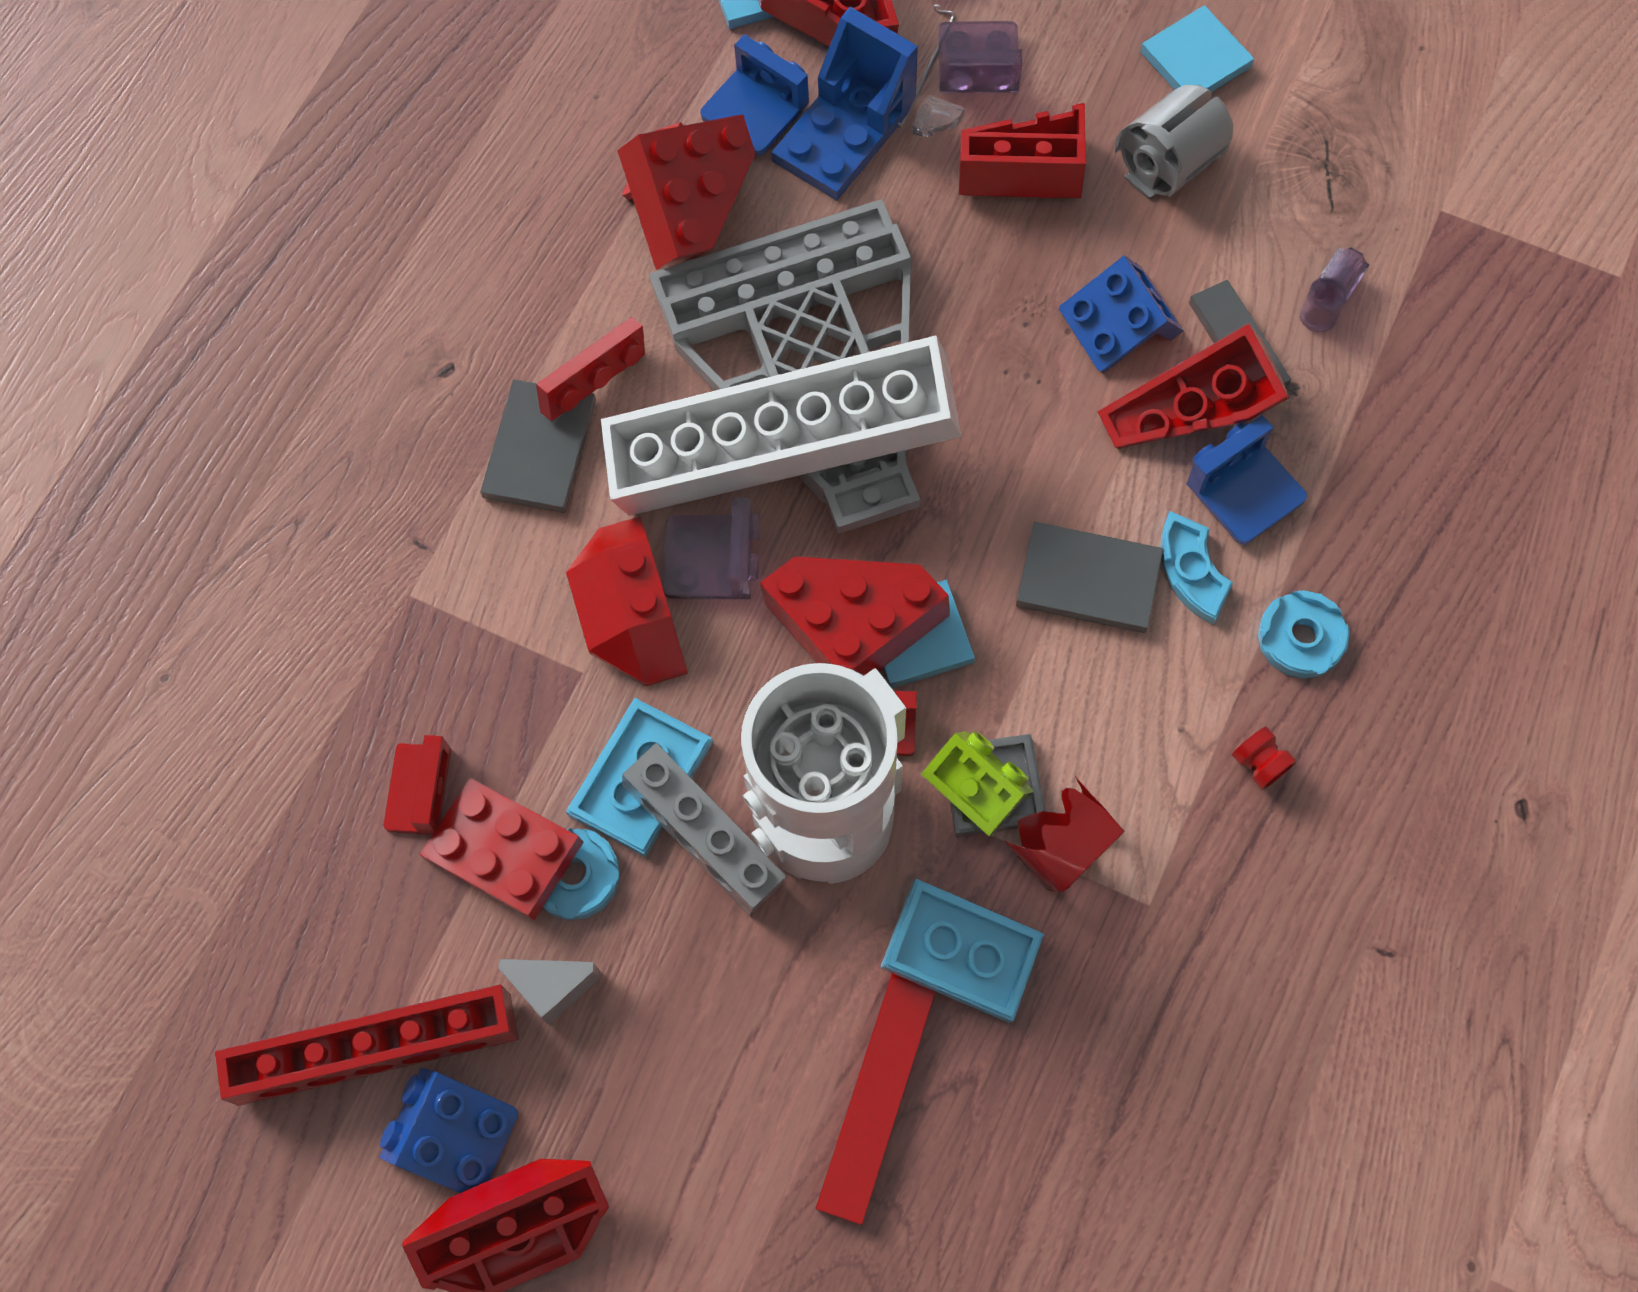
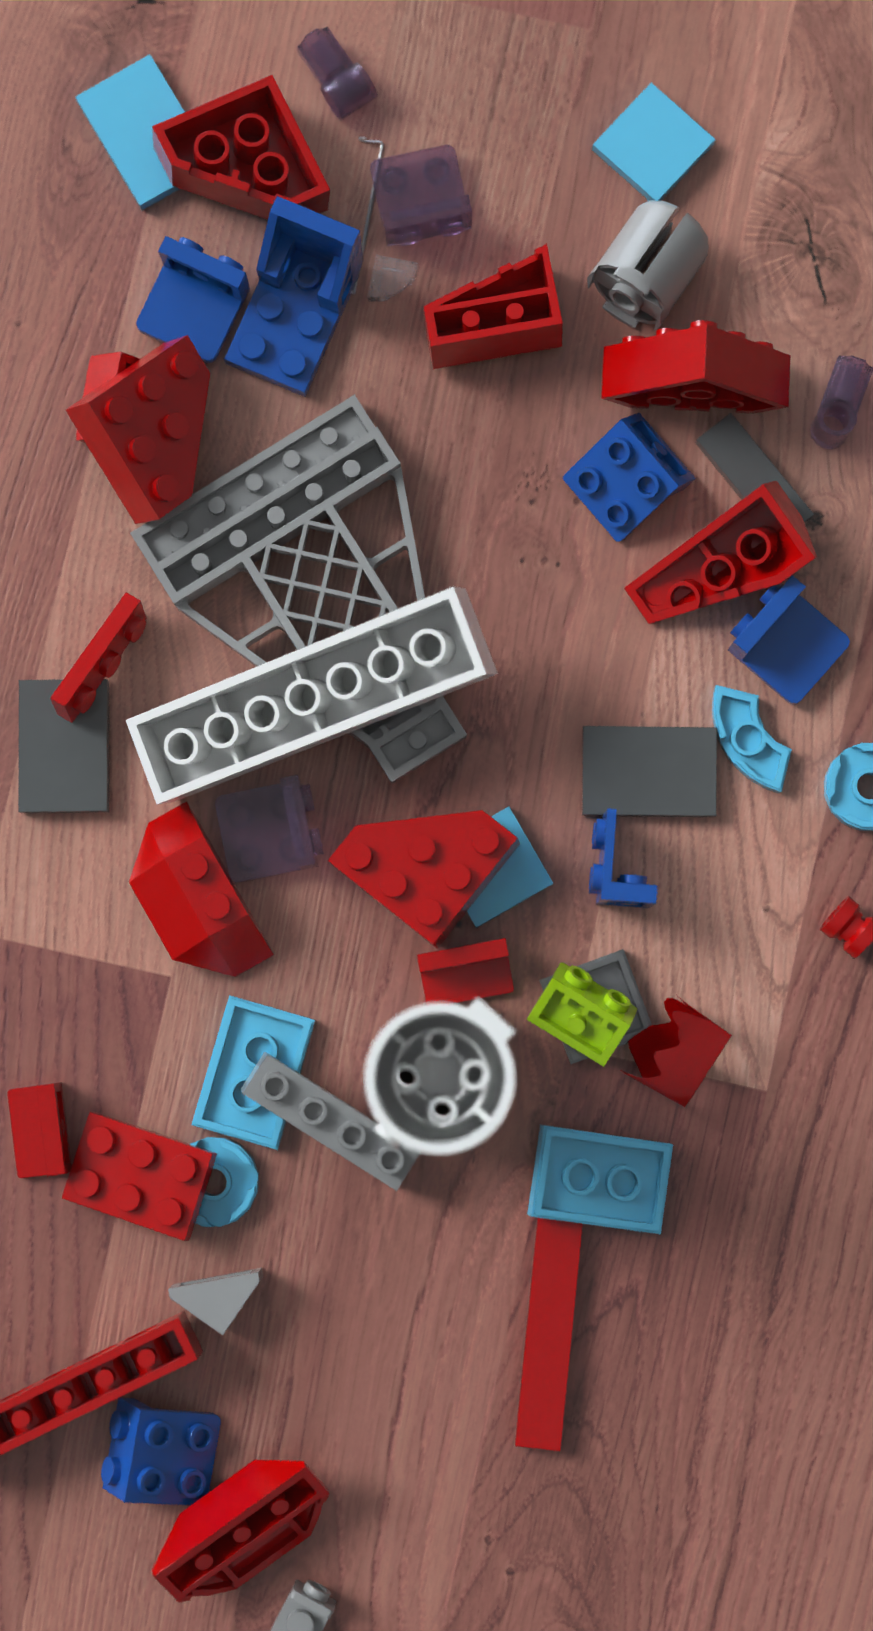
camera: 10 degrees left, 15 degrees up
(1038, 671) = (629, 889): none -> blue bracket
(1203, 230) = (696, 371): none -> red brick

